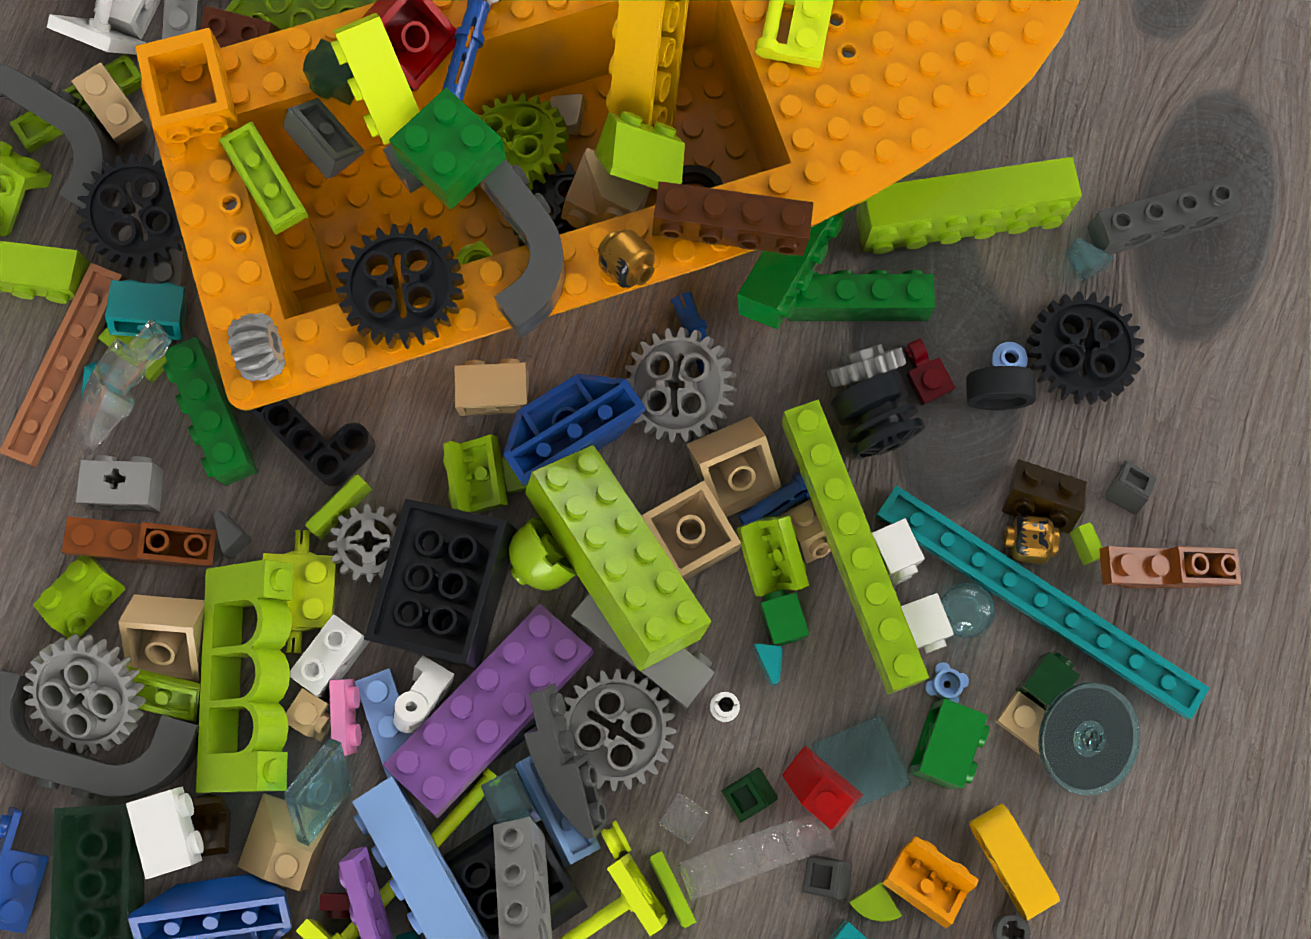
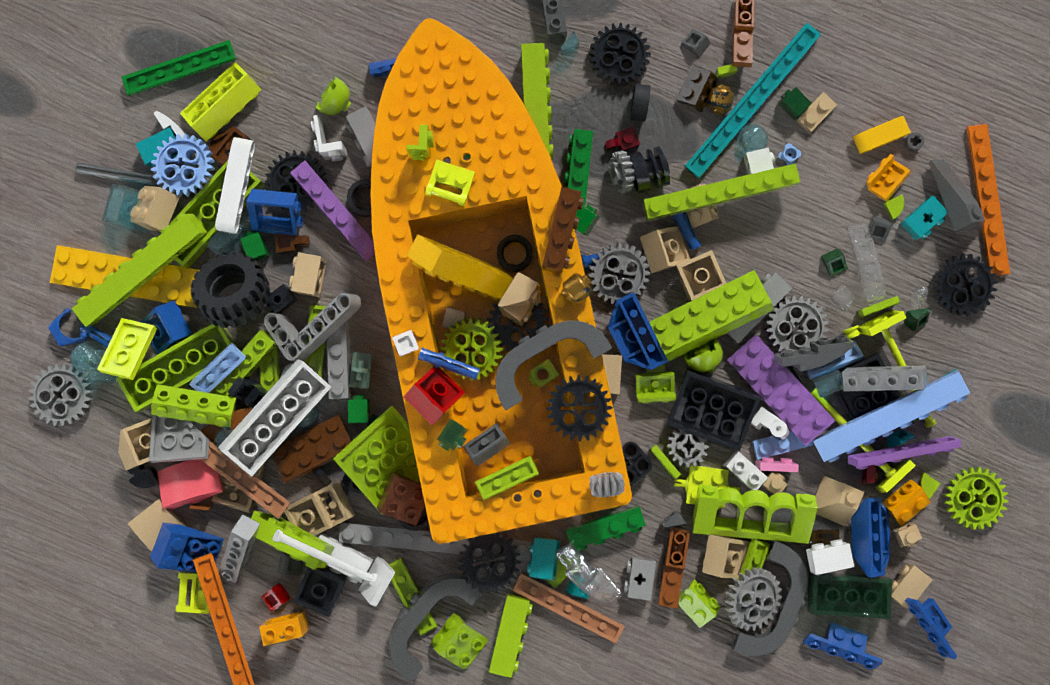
camera: 85 degrees left, 10 degrees up
(109, 104) = (420, 575): tan brick -> none
(177, 54) = (431, 517): light orange window -> none
(318, 791) = (816, 478): clear light blue tile -> none
(375, 75) = (467, 409): neon yellow brick -> none
(448, 148) = (514, 373): green brick -> none
(640, 150) = (511, 275): lime slope -> none
(728, 698) = (793, 269): white pin -> none
(770, 661) = (769, 243): teal slope -> none
(772, 555) = (716, 234): lime bracket -> none
(783, 618) = (749, 233): green brick -> none
(821, 788) = (838, 225): red slope -> none
(865, 759) = (825, 204): clear light blue tile -> none
(898, 551) = (723, 170): white brick -> none
(949, 744) = (824, 158): green brick -> none
(1017, 350) = (620, 101): light blue plate -> none
(1068, 723) = (819, 97): clear light blue piece -> none

